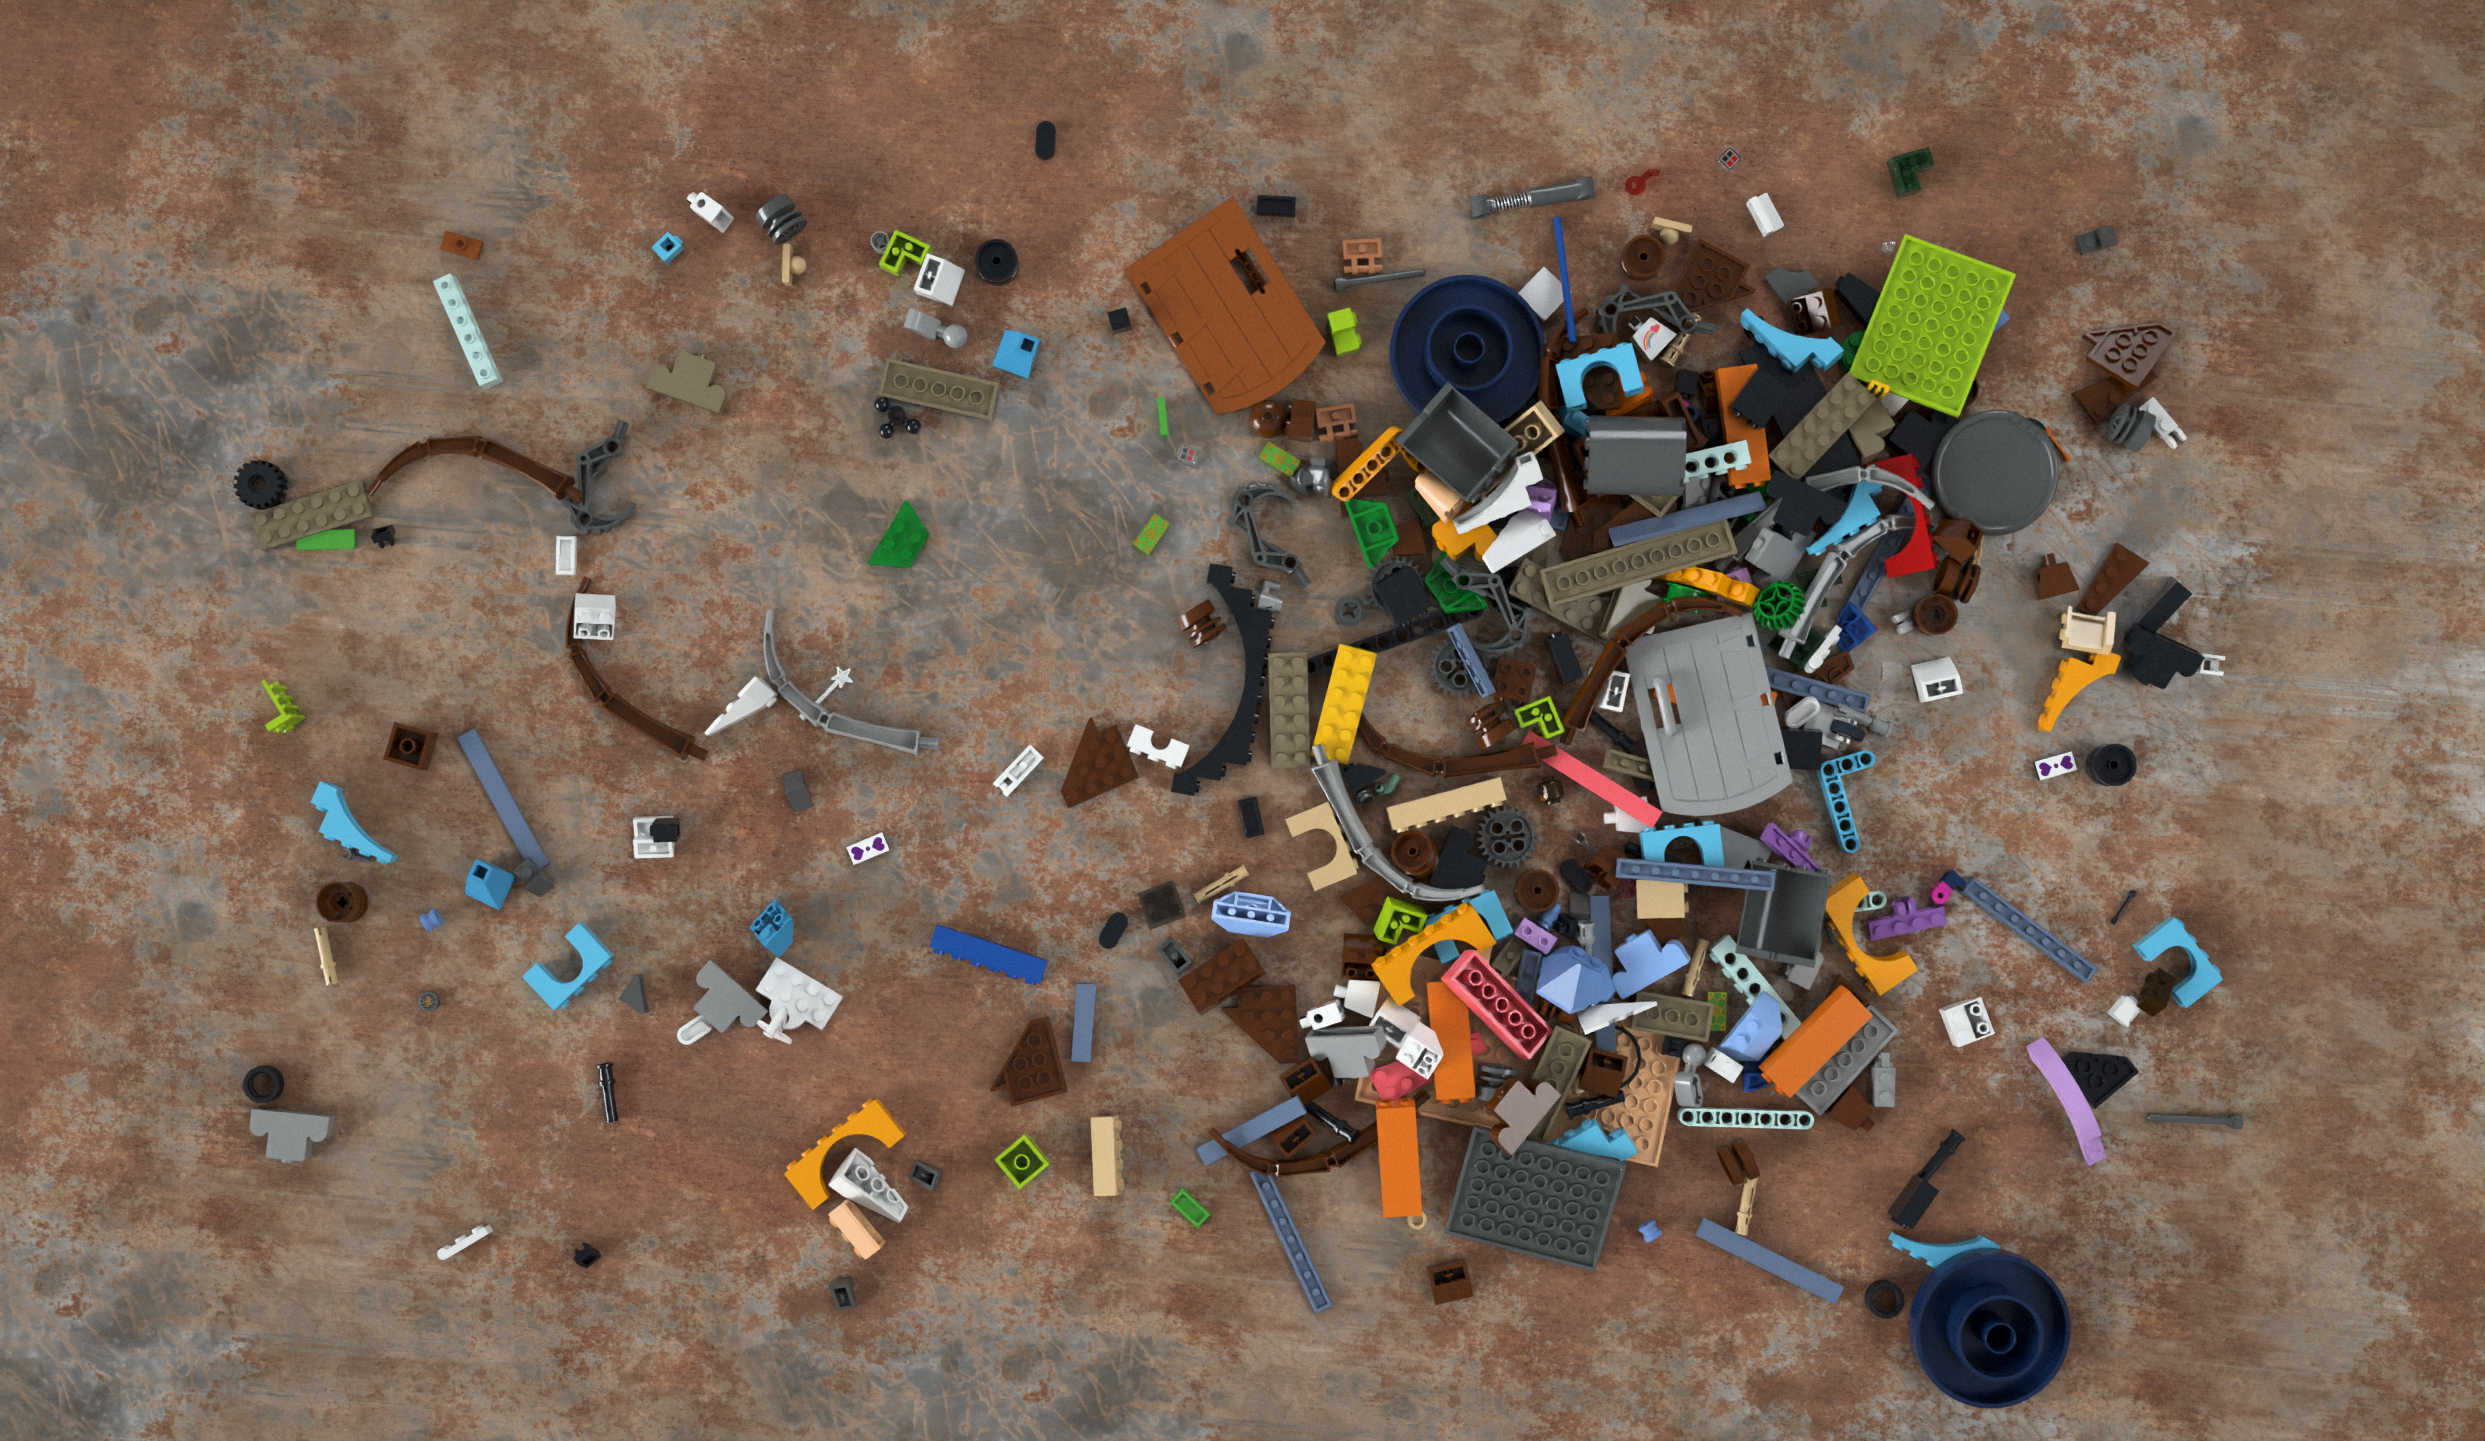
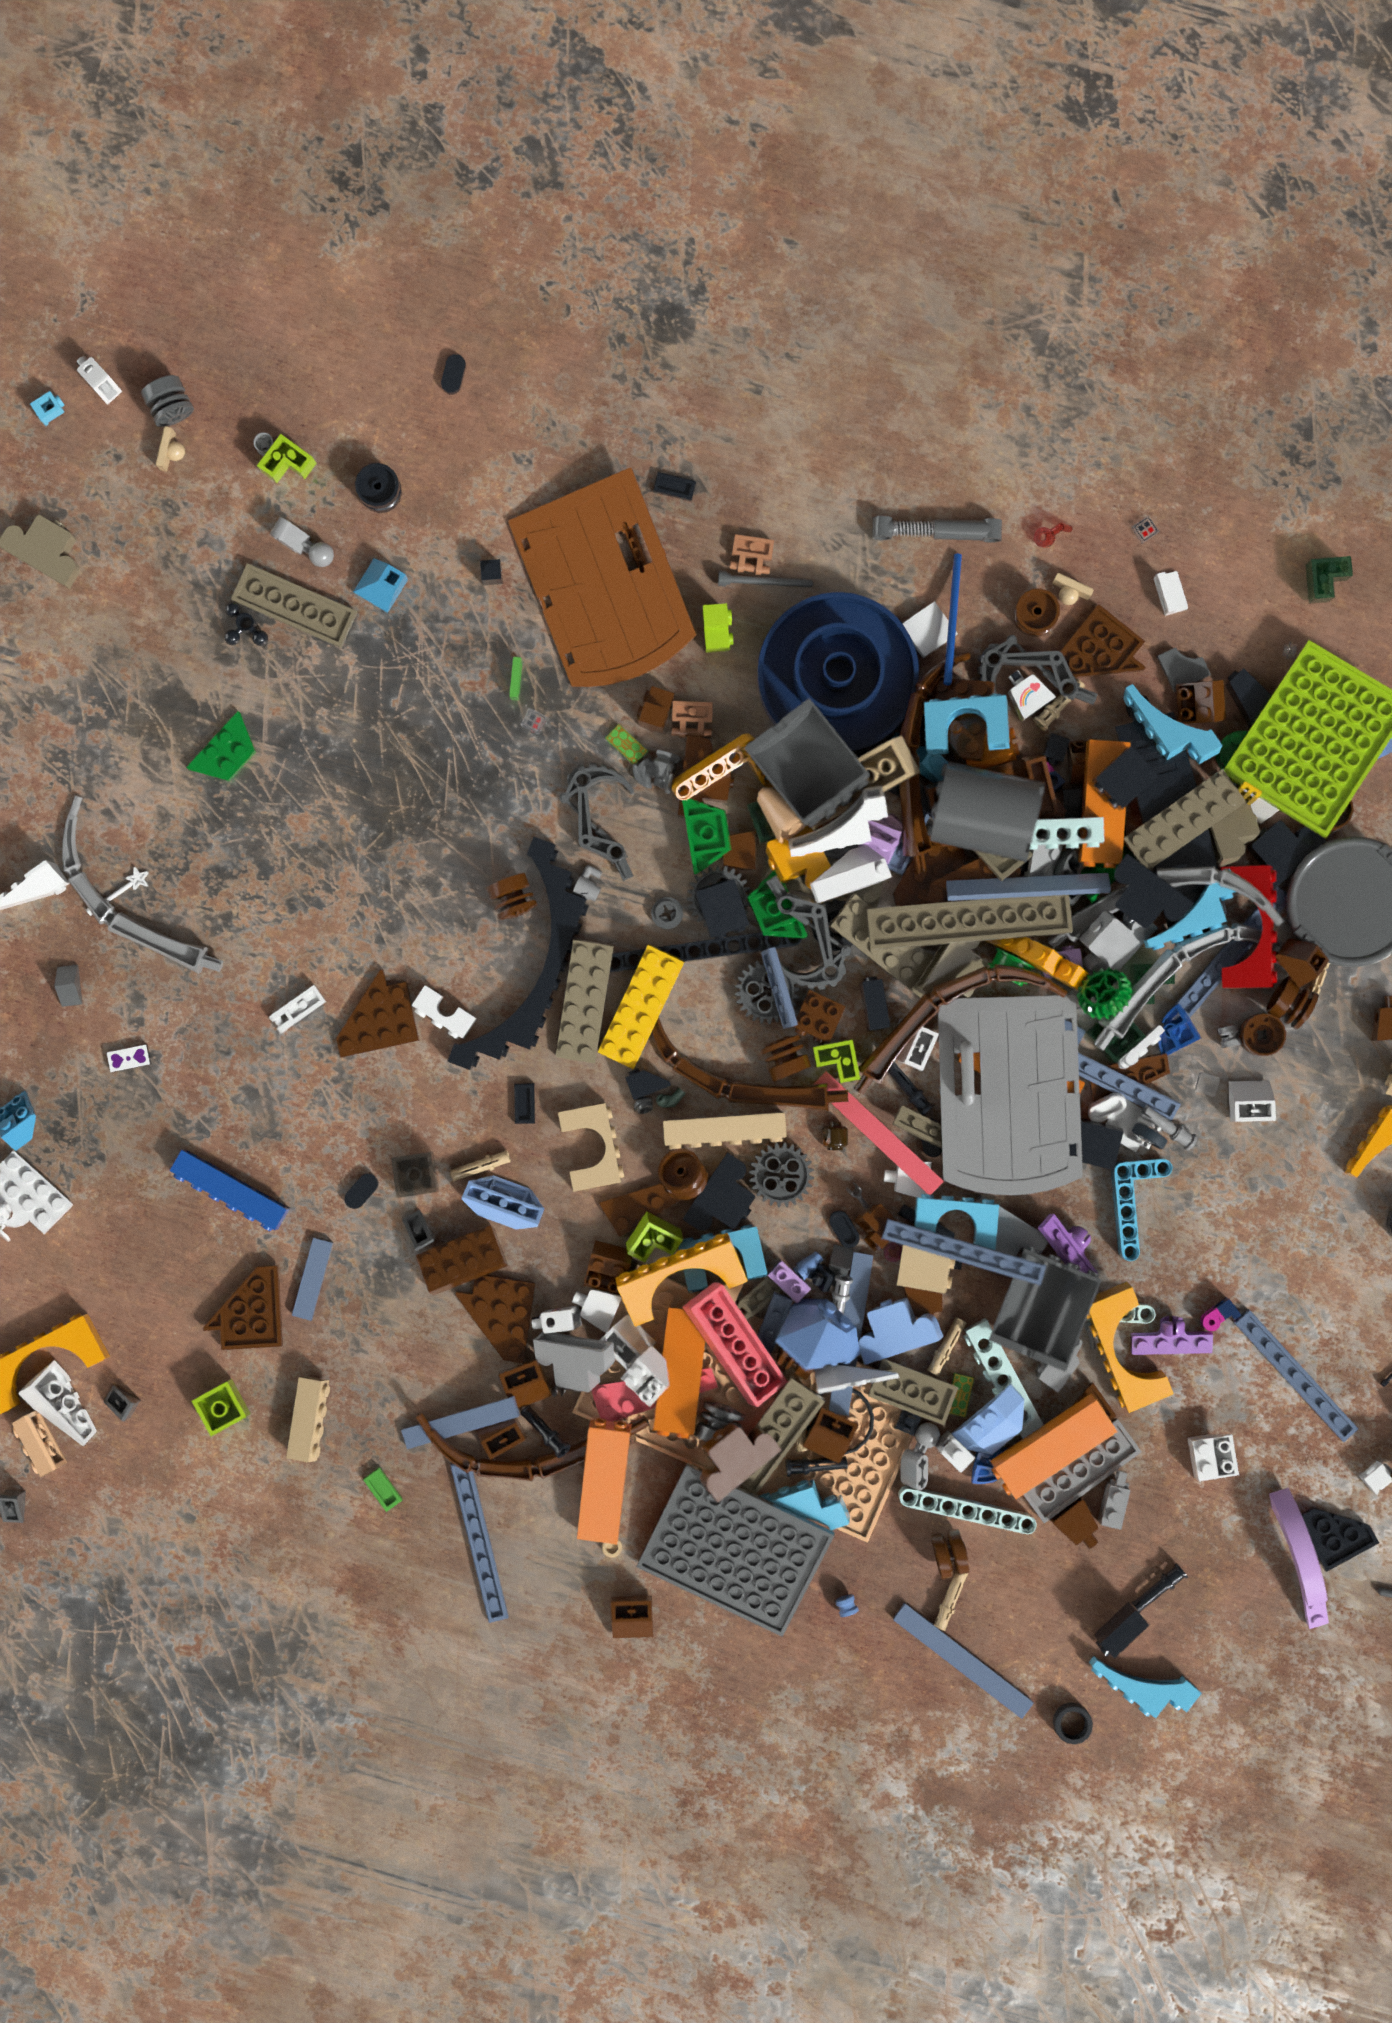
camera: 10 degrees right, 0 degrees up
(939, 280) = (316, 494): white slope -> none
(1151, 534) = (481, 795): tile -> none
(1267, 419) = (622, 701): reddish brown cylinder -> none
(1331, 781) = (613, 1085): light grey animal -> none
(1525, 887) = (788, 1235): reddish brown wheel -> none
(1989, 1328) = (1173, 1775): dark blue piece -> none
(2054, 765) = (1355, 1213): white tile -> none

